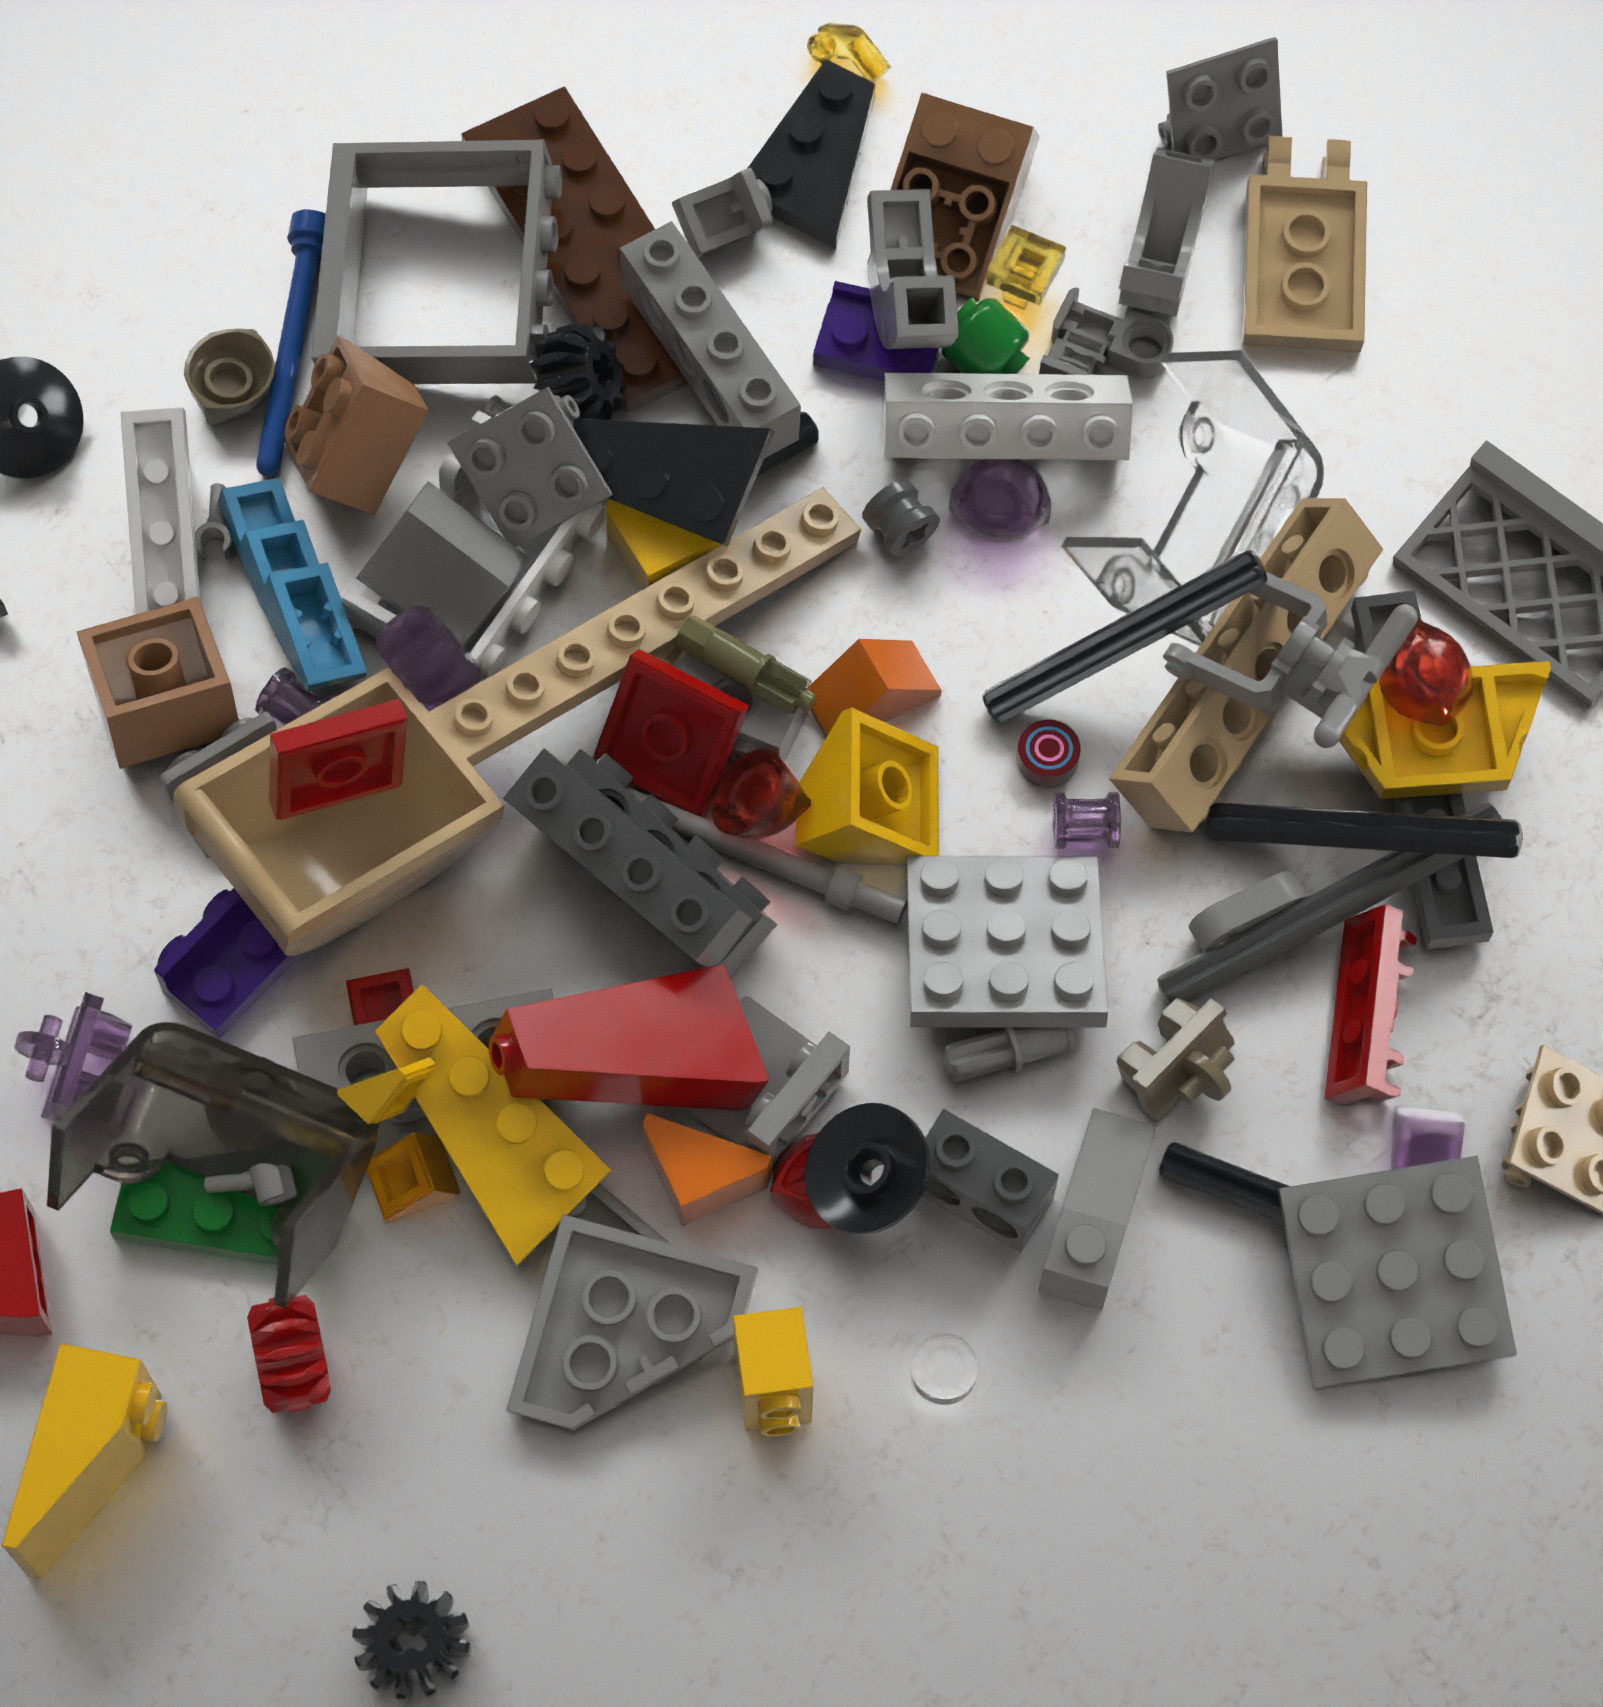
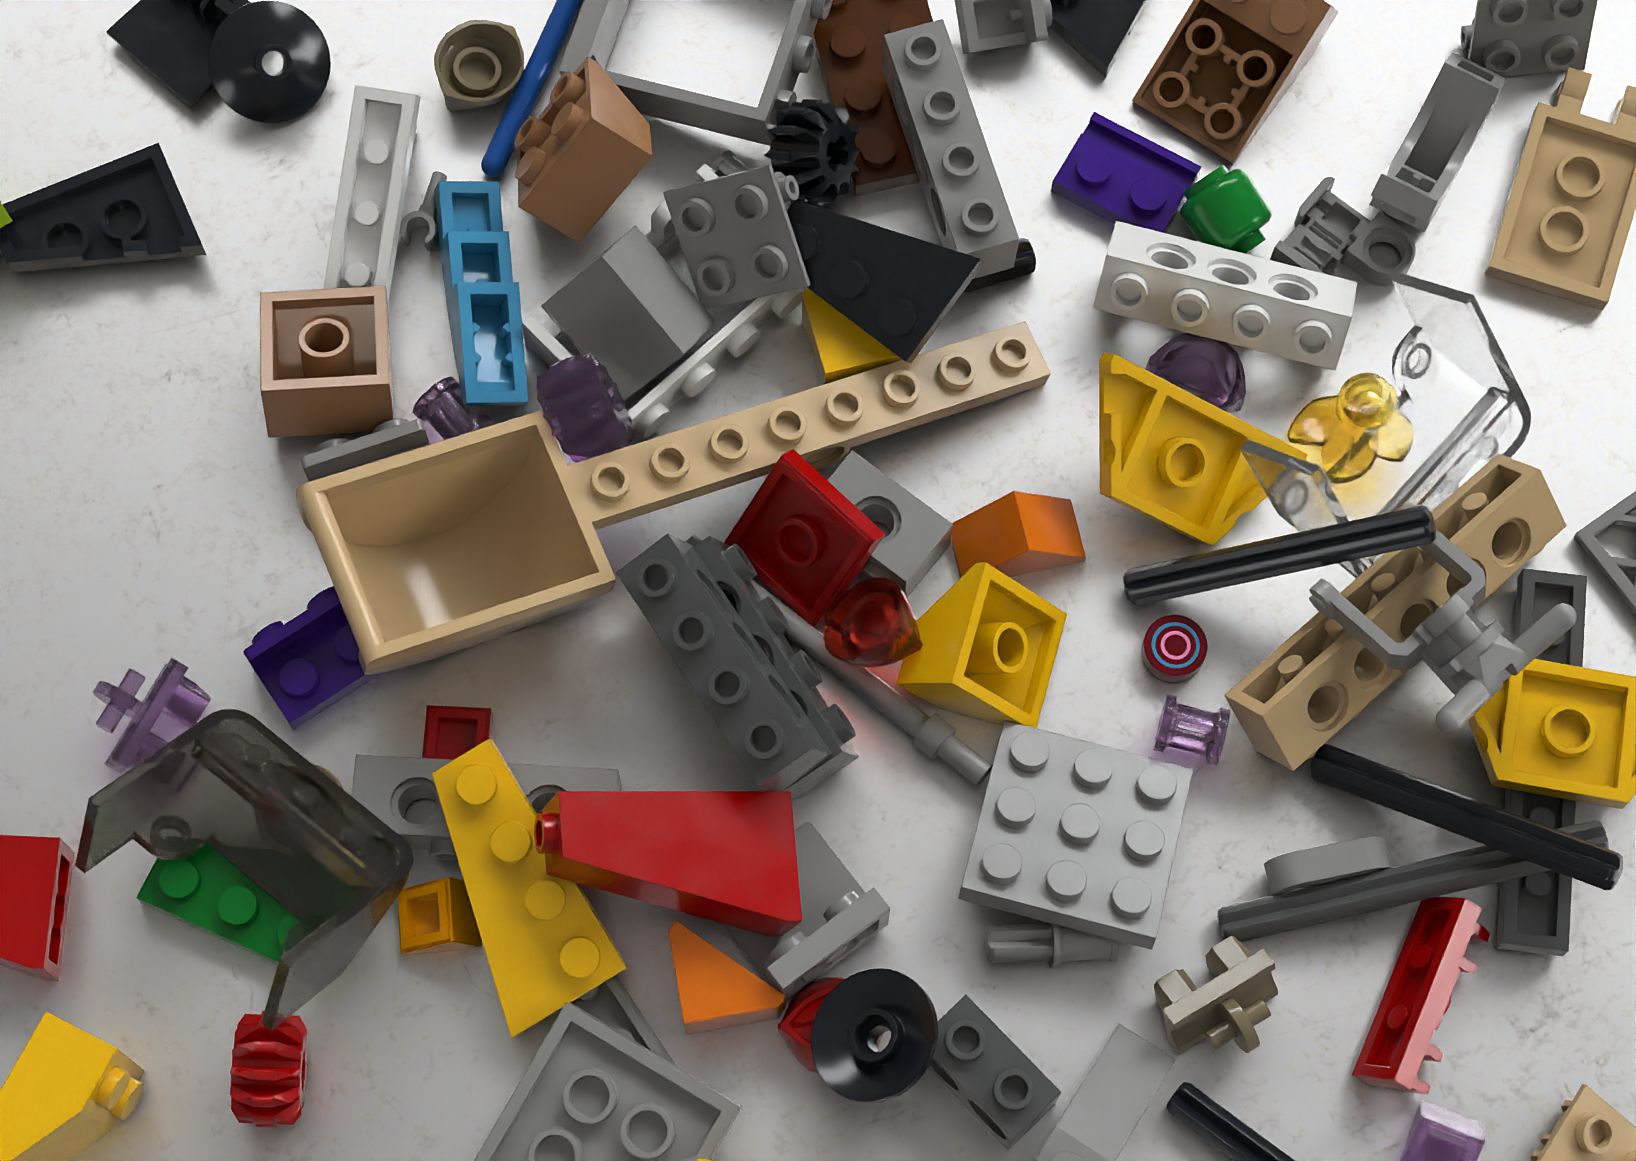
camera: 15 degrees right, 5 degrees up
(270, 1182) = (294, 895): light grey hand -> none
(337, 759) = (456, 502): red tile -> none
(388, 1092) = (425, 838): yellow slope -> none
(746, 665) = (904, 502): olive piece -> none
(900, 517) = (1081, 367): dark grey wheel -> none
(907, 295) = (1159, 149): light grey arch -> none
(999, 570) = (1175, 453): none -> yellow wing
(1025, 267) = (1286, 144): clear yellow tile -> none
(1162, 507) = (1353, 434): none -> clear yellow plate
(1428, 676) = (1574, 677): clear red hat -> none

